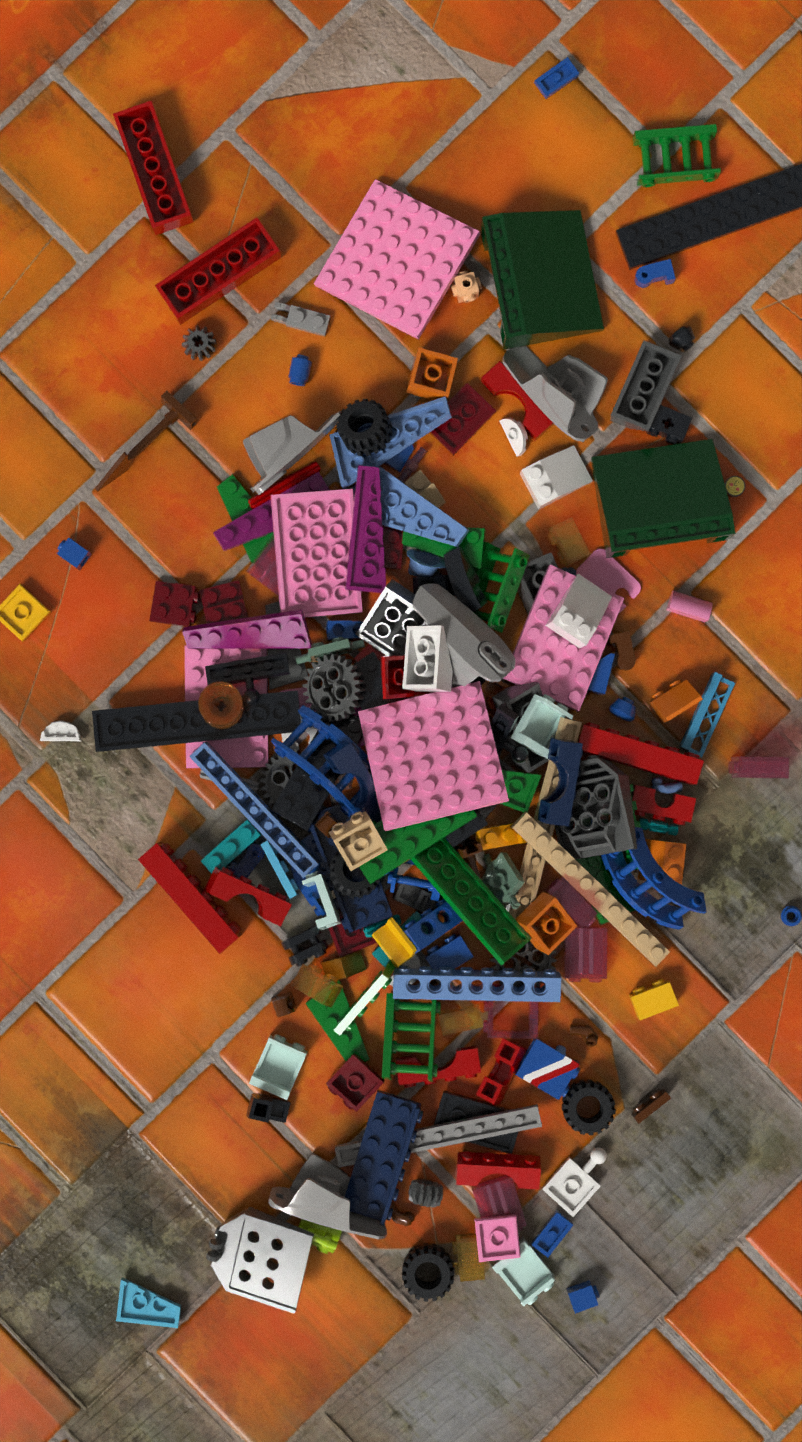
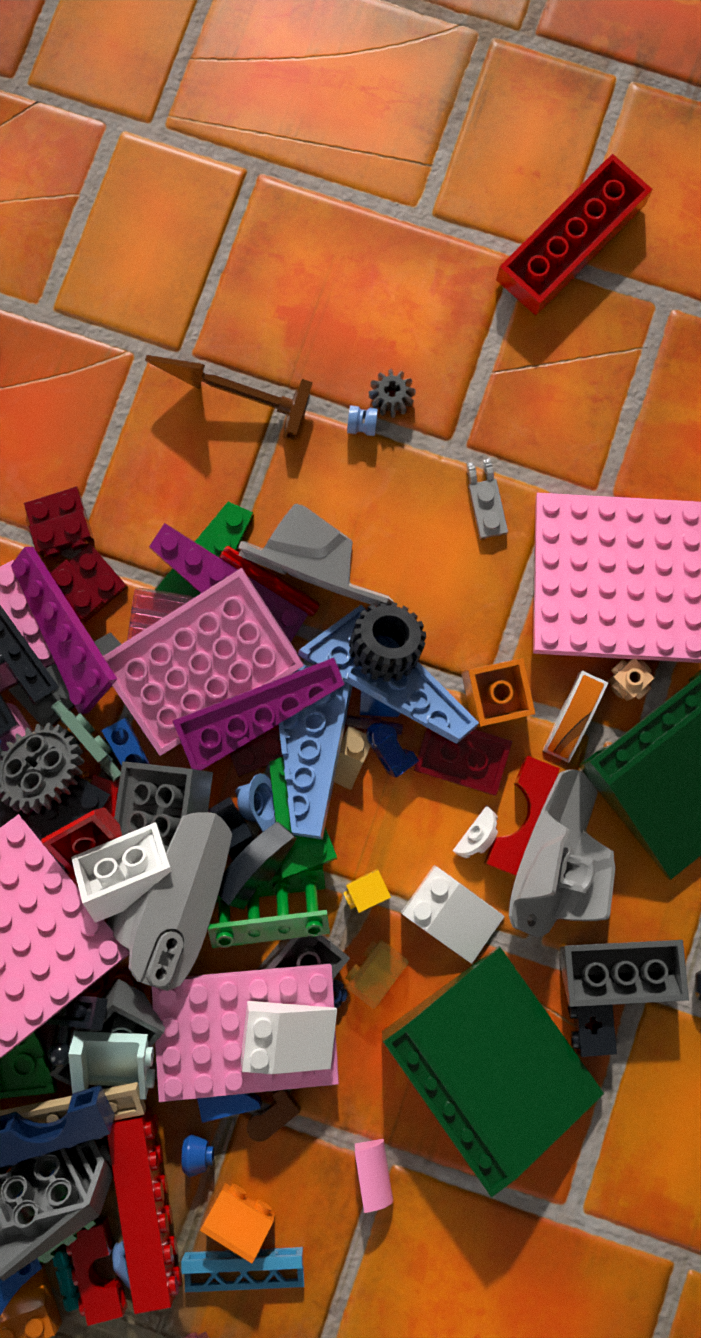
camera: 60 degrees right, 5 degrees down
(73, 553) = (61, 373): blue brick -> none
(207, 376) = (356, 417): none -> medium blue wheel
(218, 271) = (490, 371): red brick -> none
(299, 370) = (421, 529): blue brick -> none
(433, 463) = (388, 750): none -> clear blue leg
(471, 334) = (575, 716): none -> slope
(515, 521) = (366, 891): none -> yellow brick
(608, 574) = (360, 1043): bright pink piece -> none
(734, 486) = (559, 1154): light yellow tile -> none

